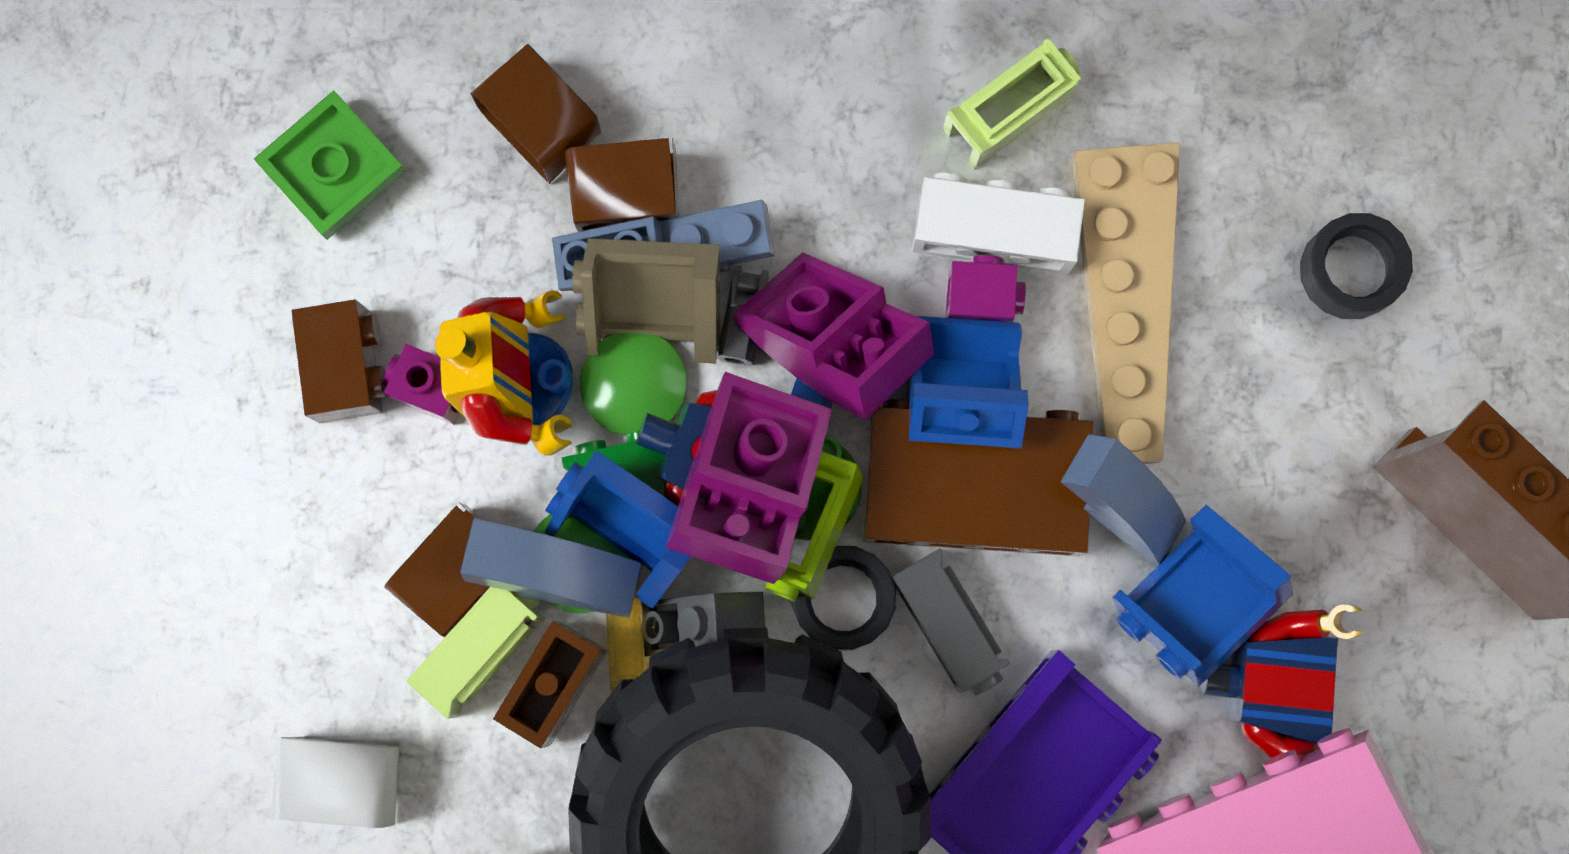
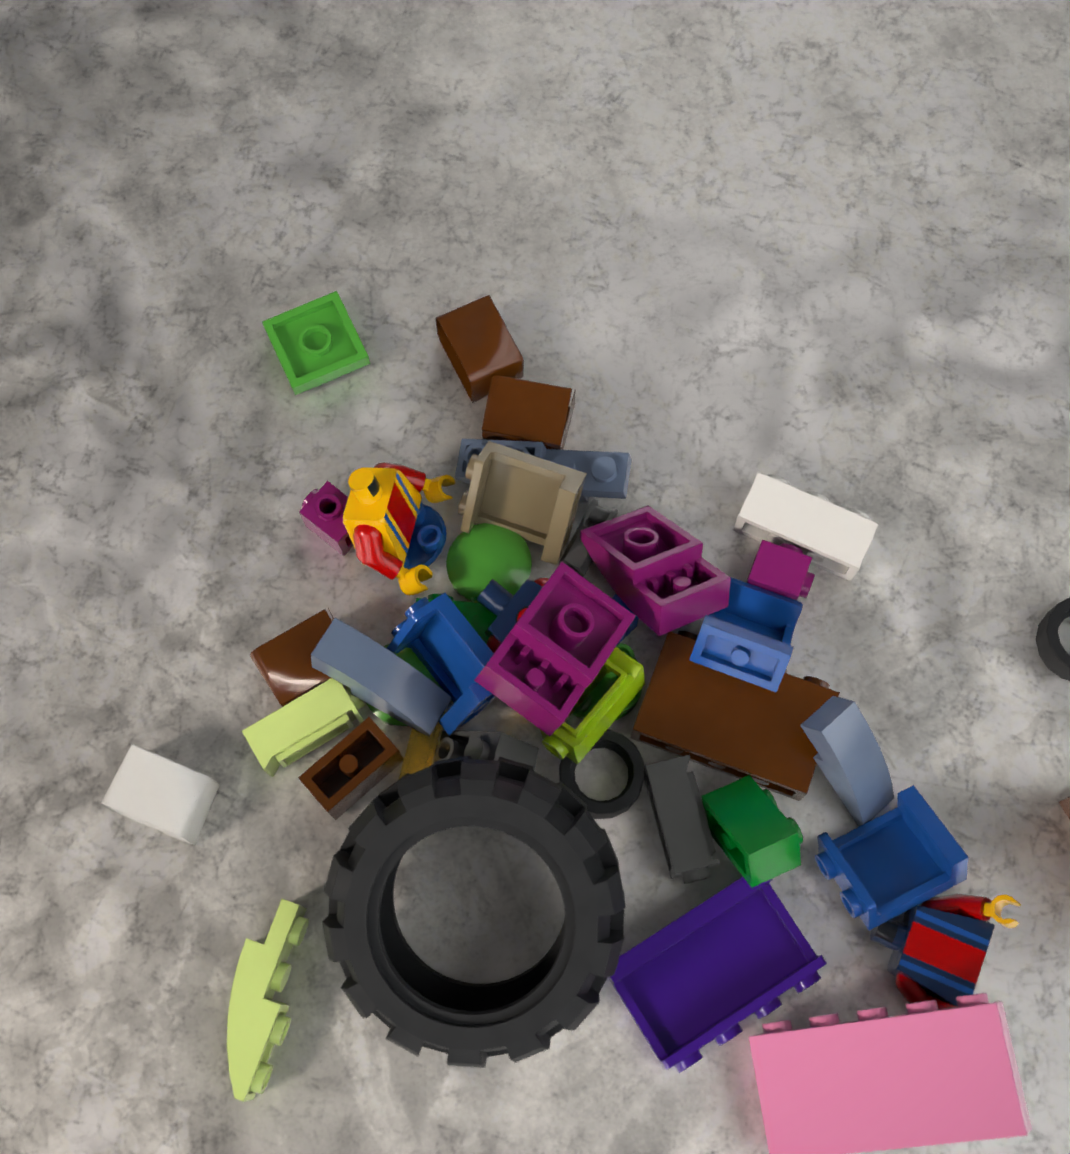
camera: 15 degrees right, 10 degrees down
(338, 361) = (273, 482): reddish brown brick -> none
(986, 142) = (818, 463): yellowish green window -> none
(1037, 614) = (752, 830): none -> green brick
(1129, 284) = (897, 599): tan wing -> none

